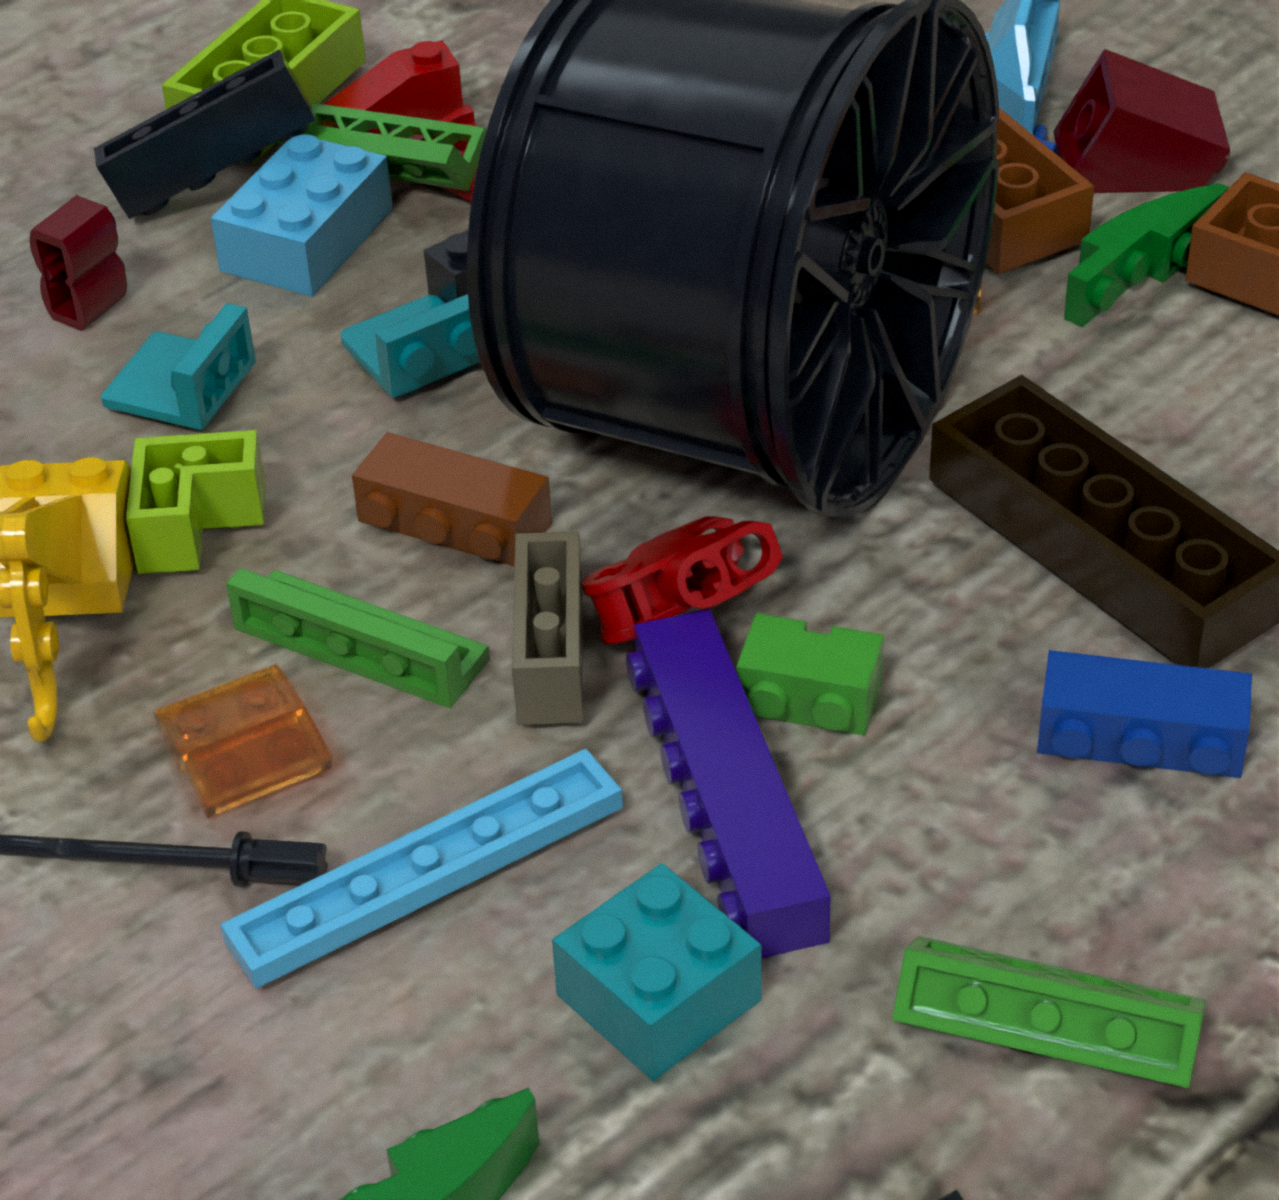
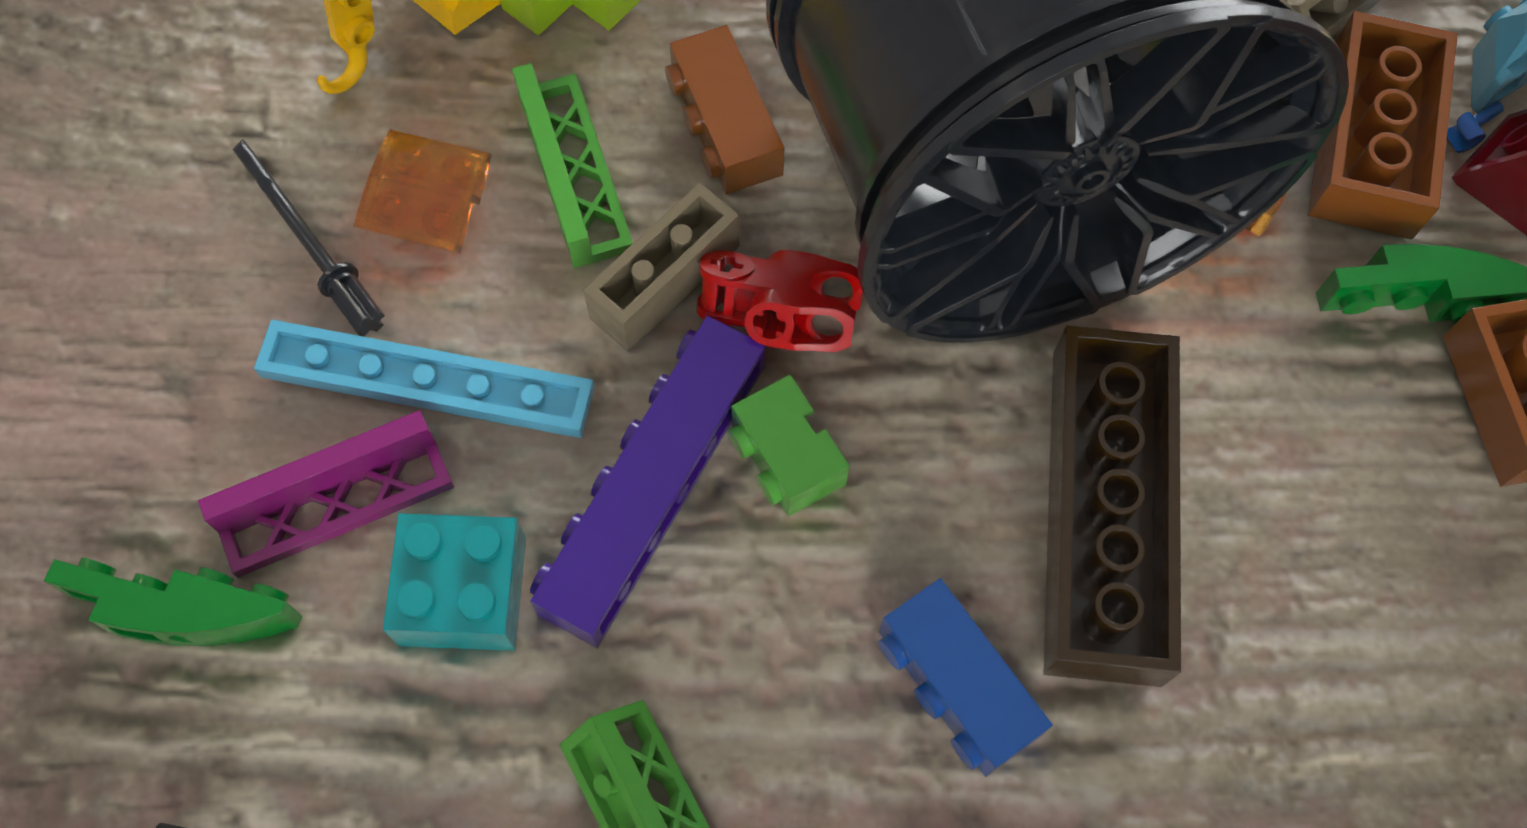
camera: 40 degrees right, 25 degrees up
(421, 999) = (313, 479): none -> magenta fence

